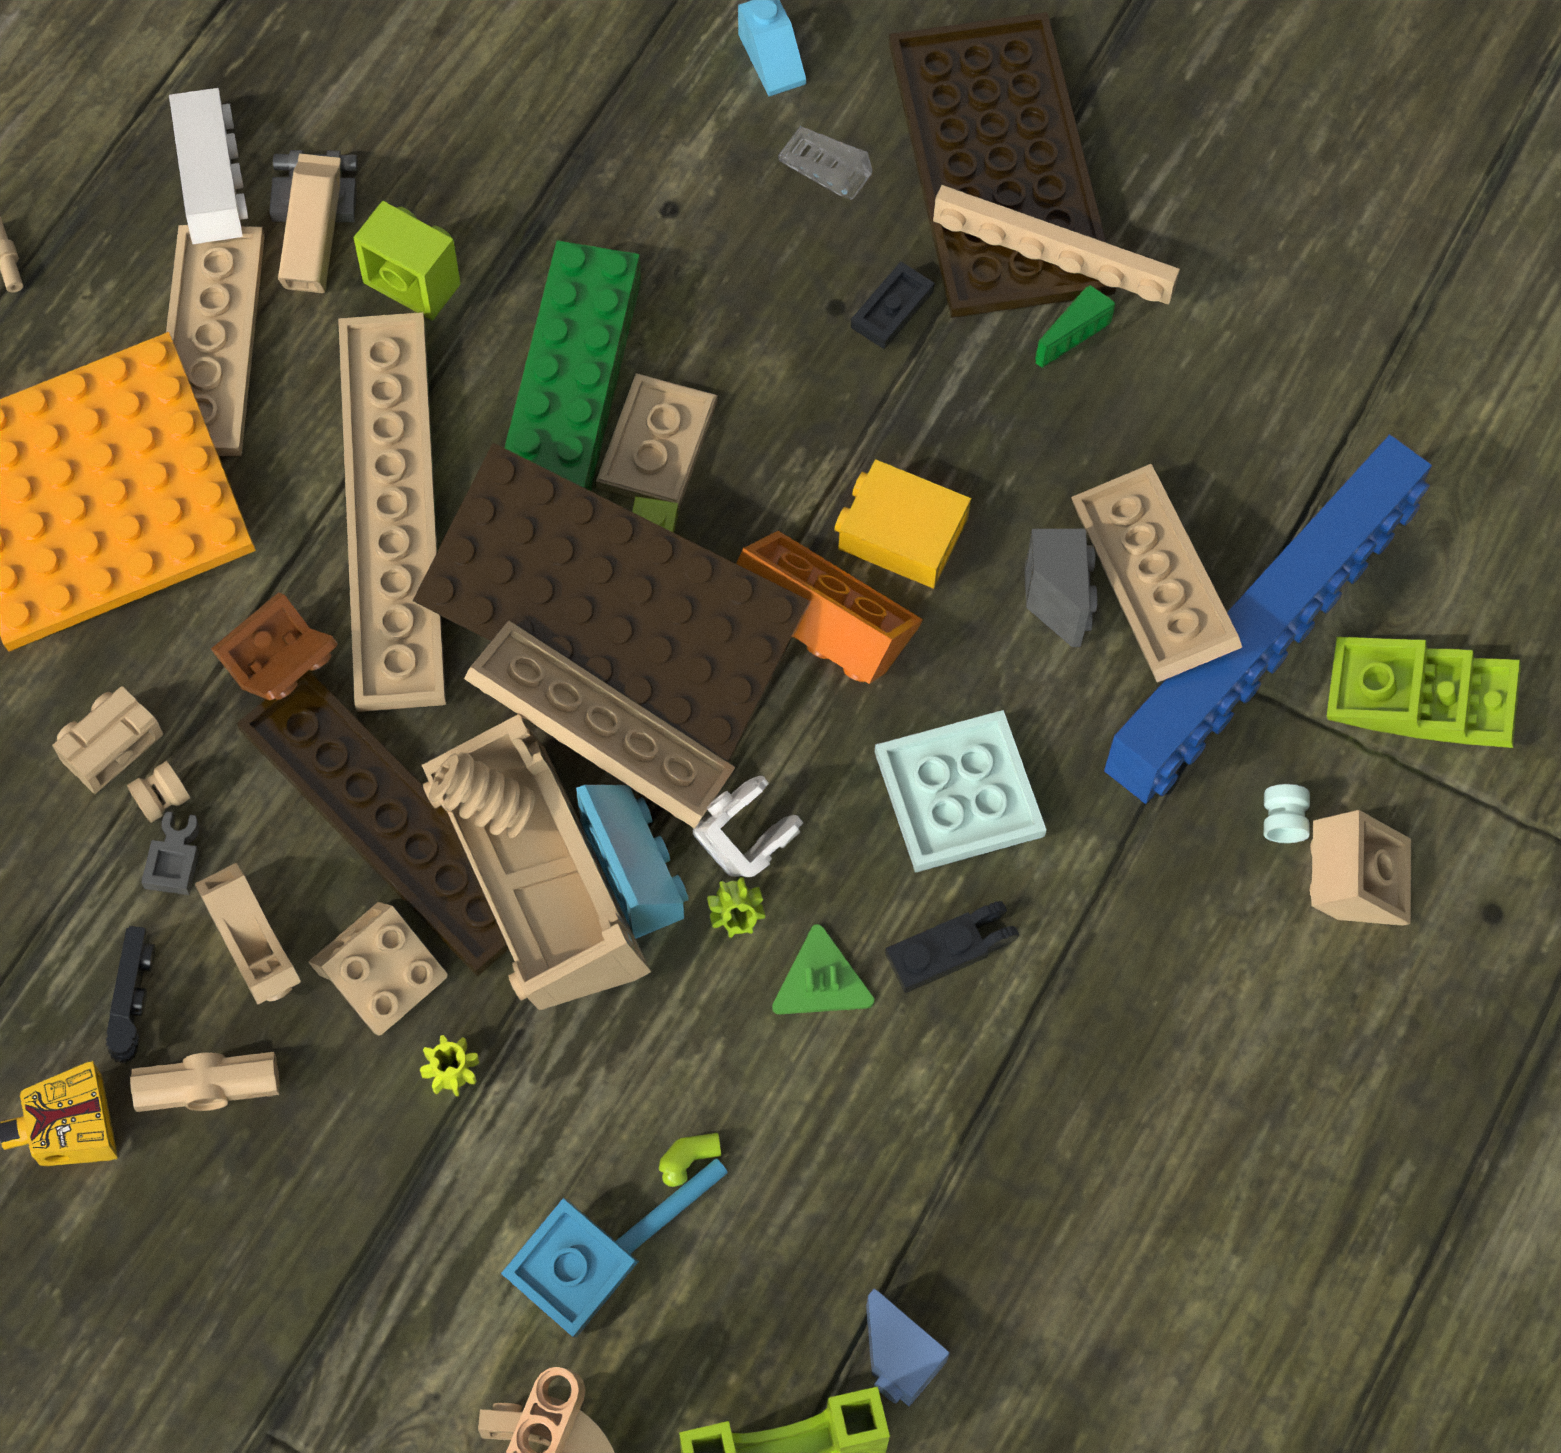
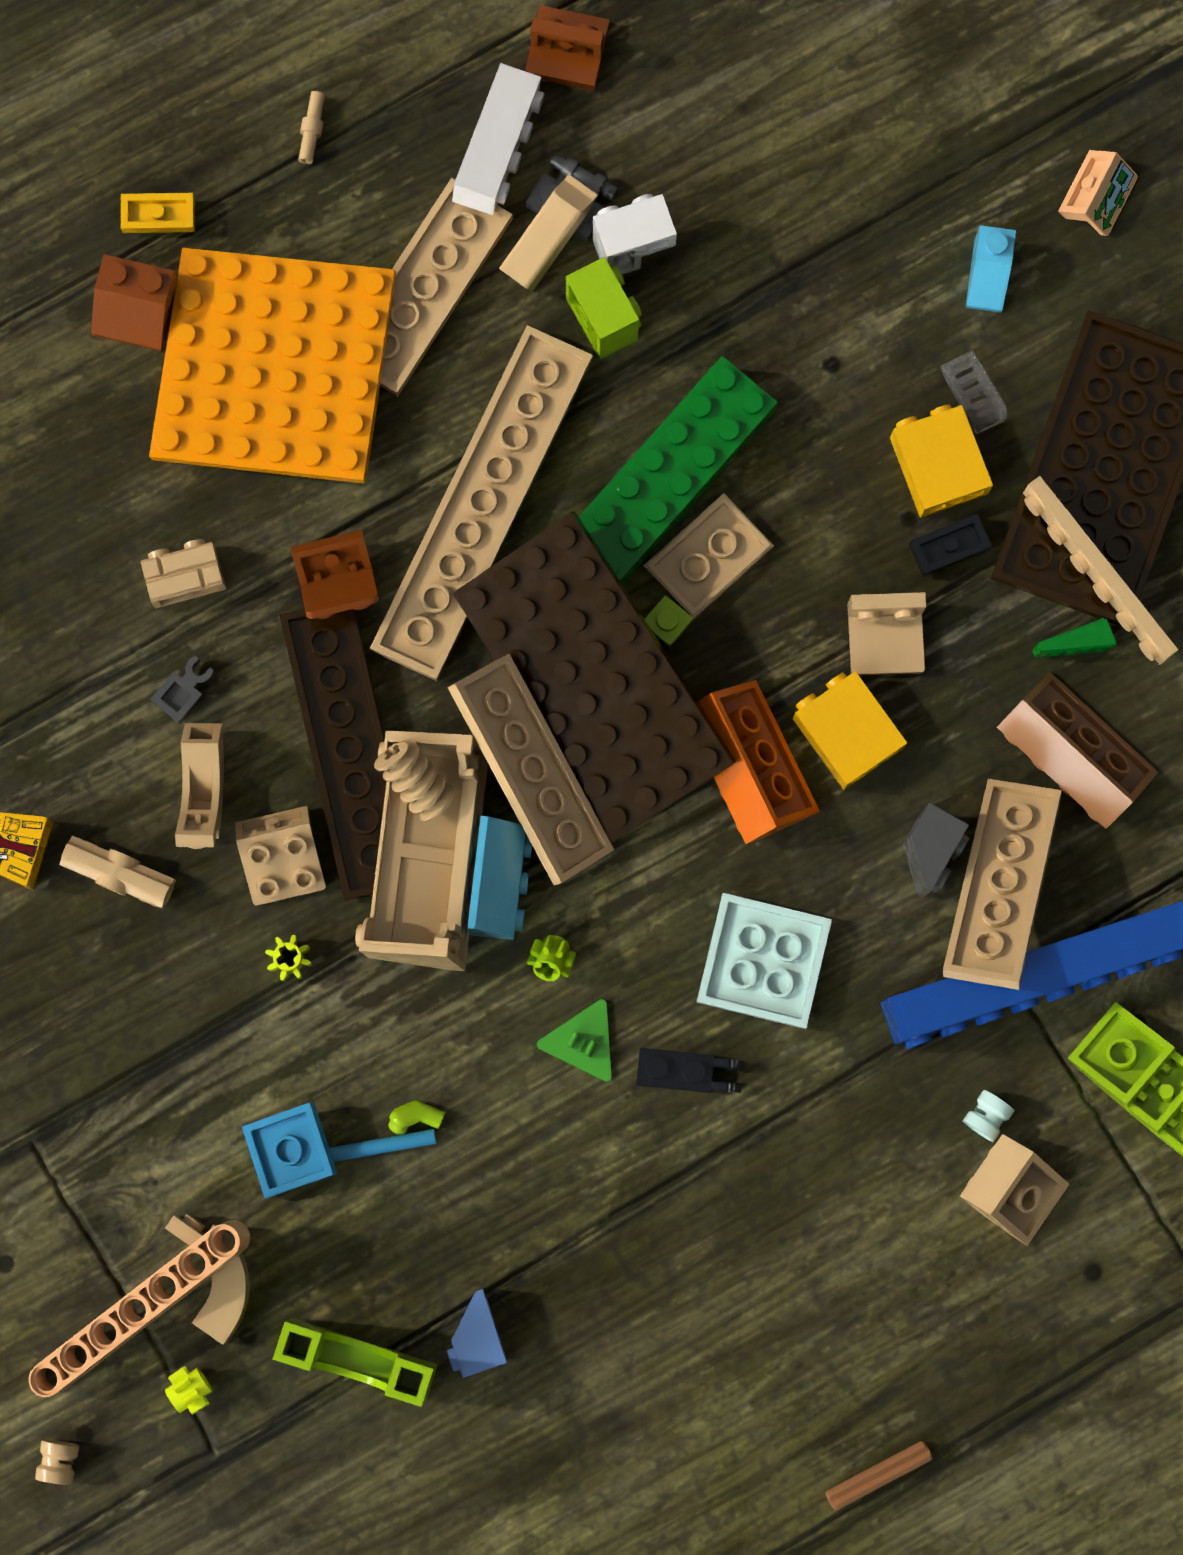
camera: 30 degrees right, 15 degrees up
(128, 997) = (98, 780): black hinge -> none
(167, 786) = (206, 635): tan wheel -> none
(230, 58) = (567, 47): none -> dark orange bracket
(397, 170) = (633, 231): none -> white brick
(720, 847) = (606, 923): white piece -> none
(833, 234) = (940, 460): none -> yellow brick
(880, 412) = (886, 633): none -> tan bracket
(1141, 425) = (1077, 750): none -> medium nougat slope
(1417, 1246) = (878, 1475): none -> medium nougat axle

